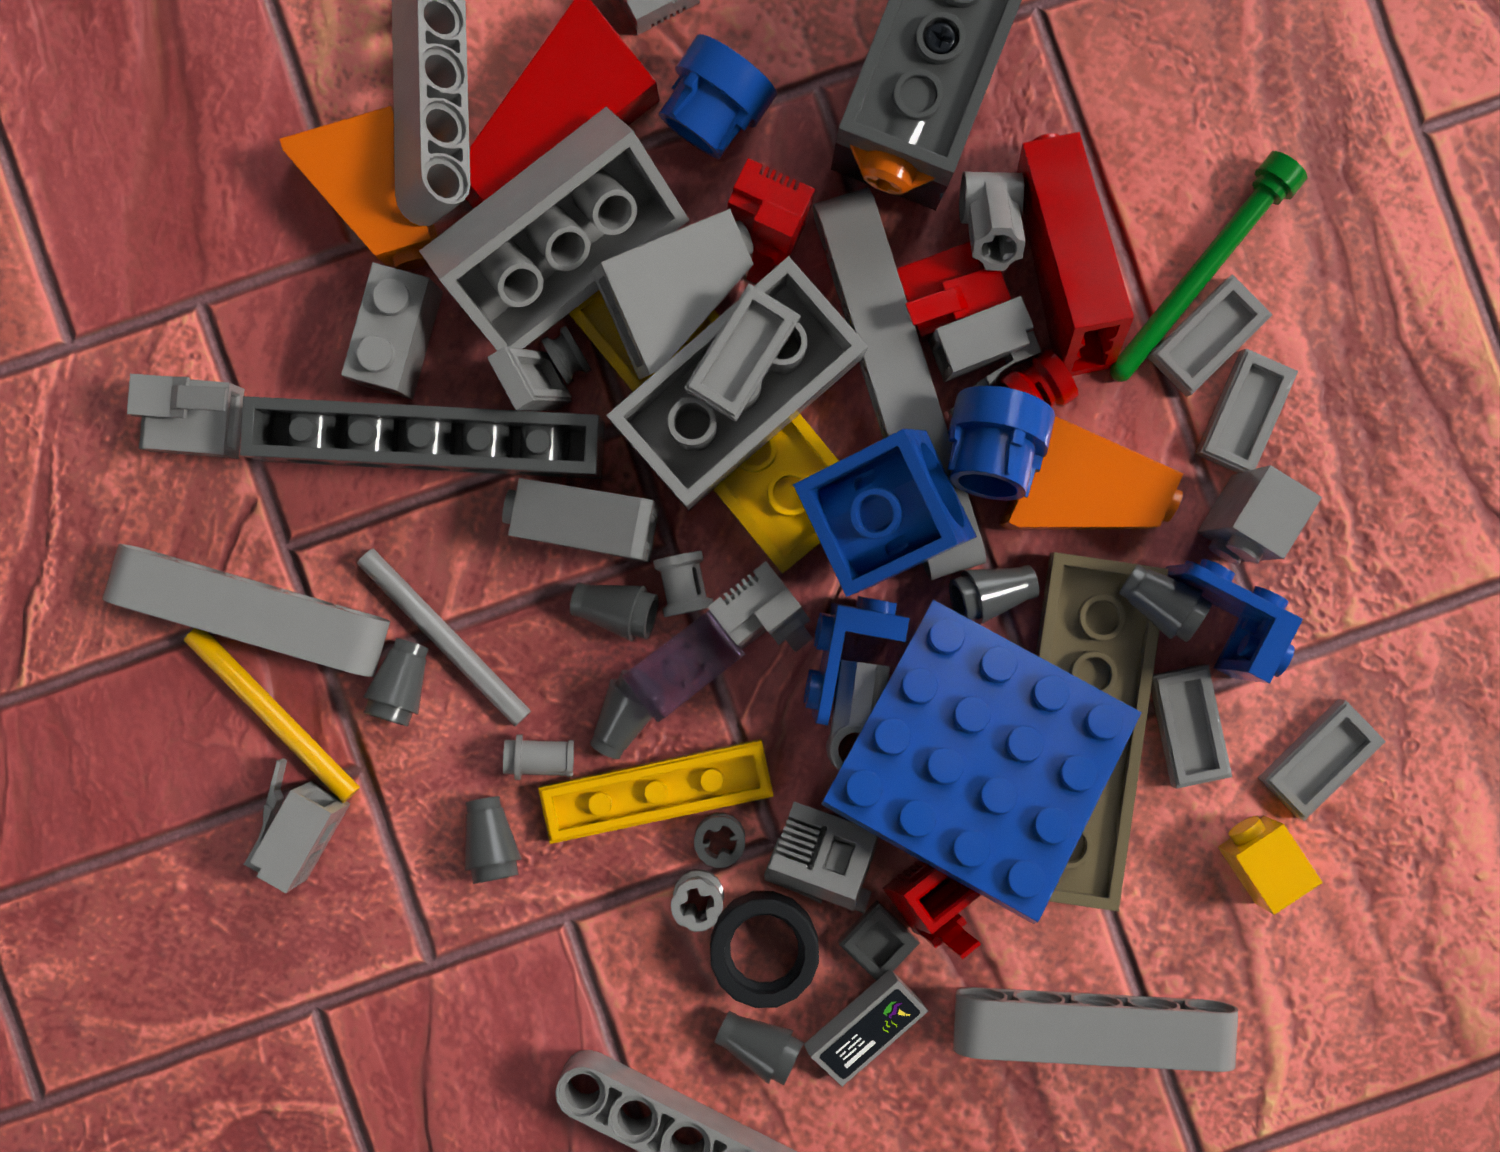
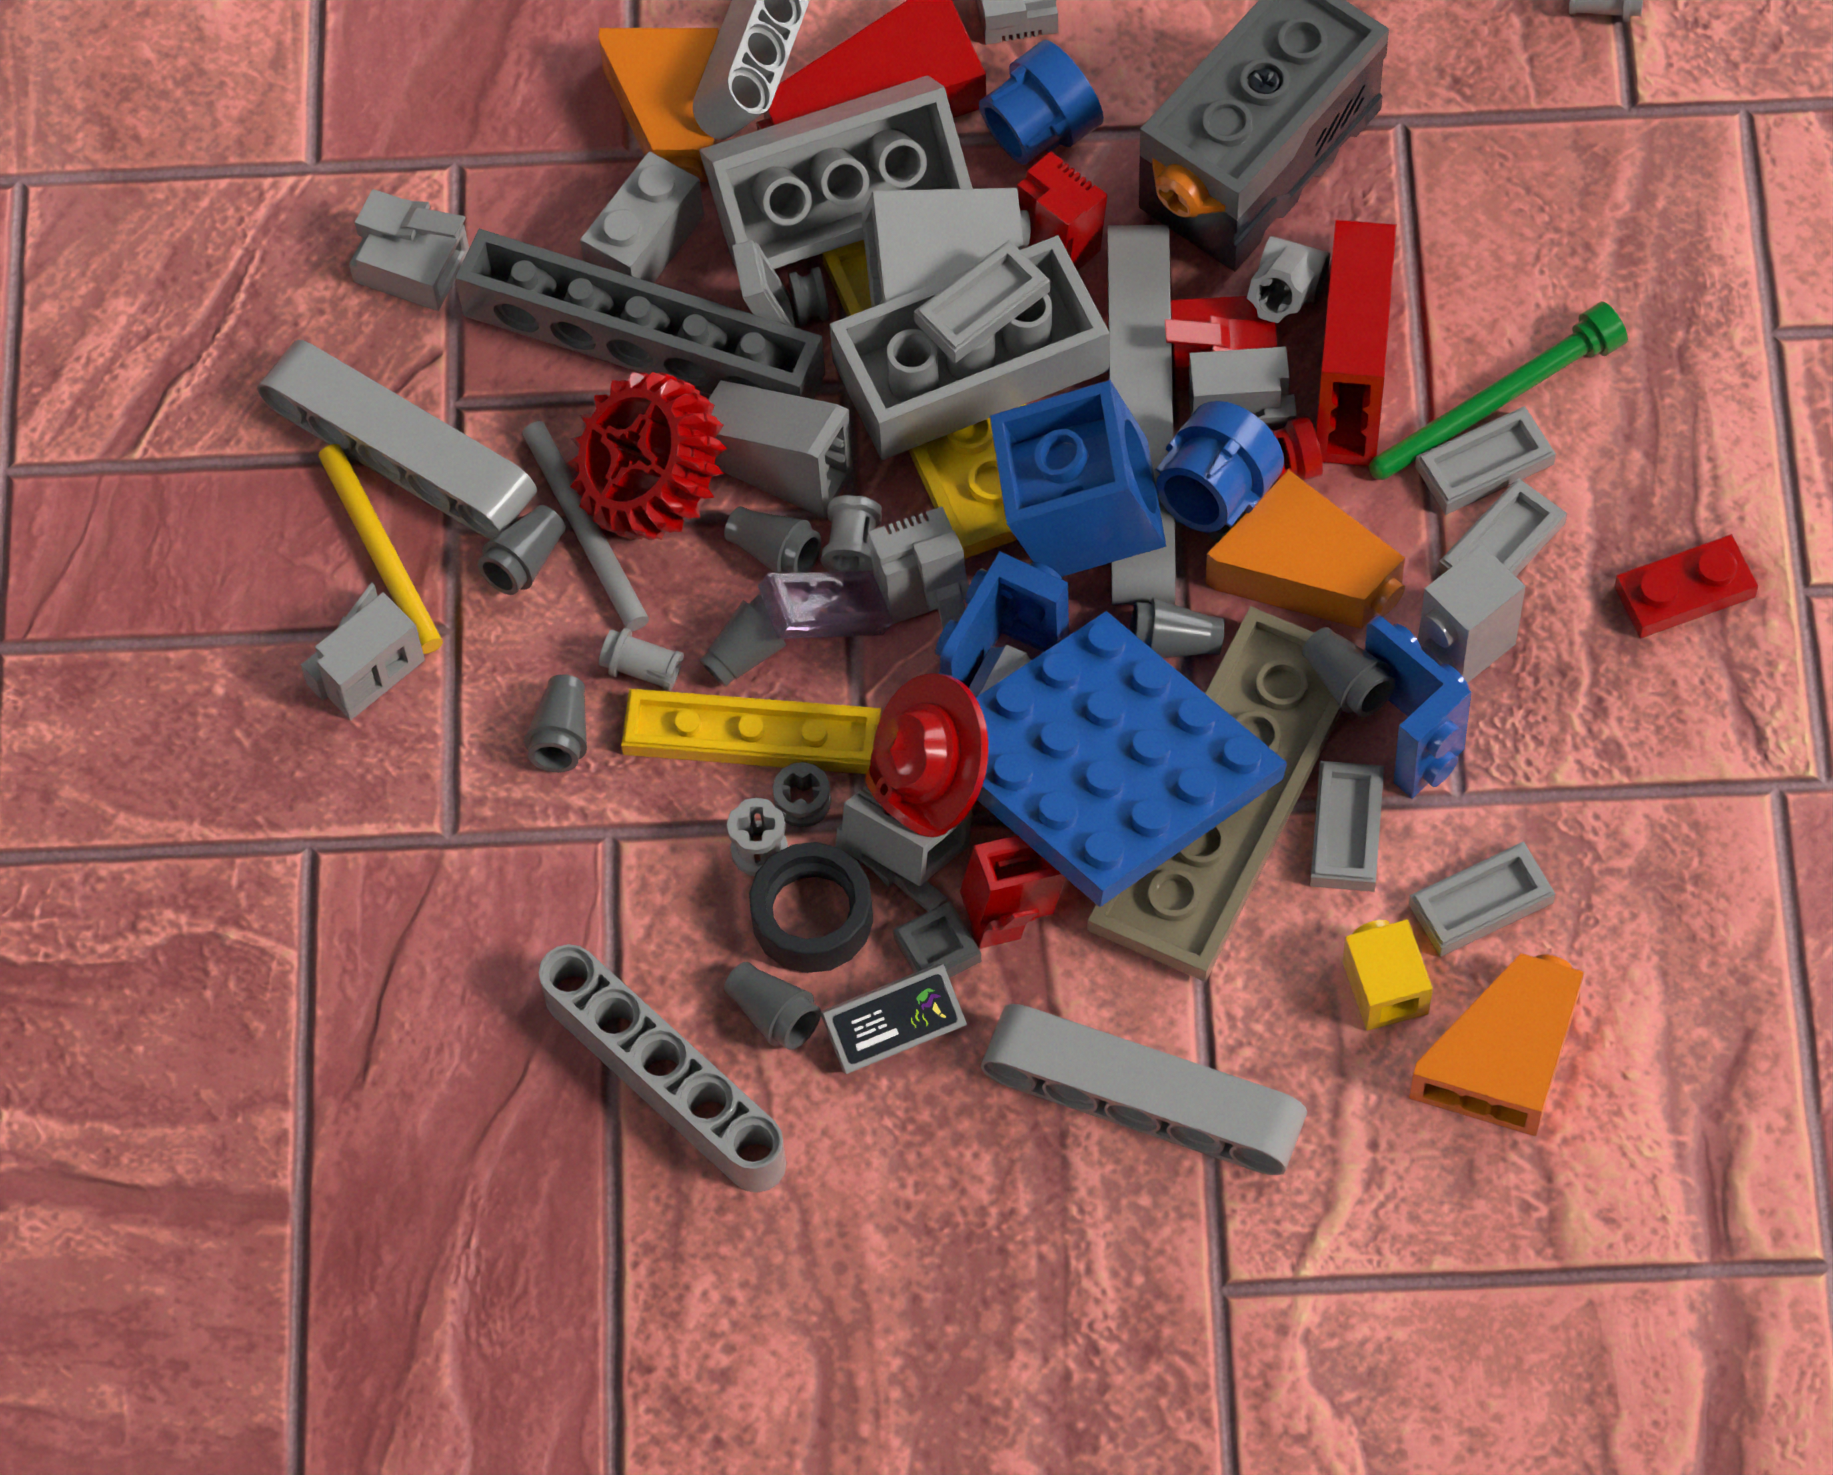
camera: 20 degrees right, 25 degrees down
(493, 570) = (647, 456): none -> red gear
(834, 817) = (929, 754): none -> red hat
(1387, 897) = (1504, 1047): none -> orange slope
(1415, 408) = (1686, 586): none -> red plate

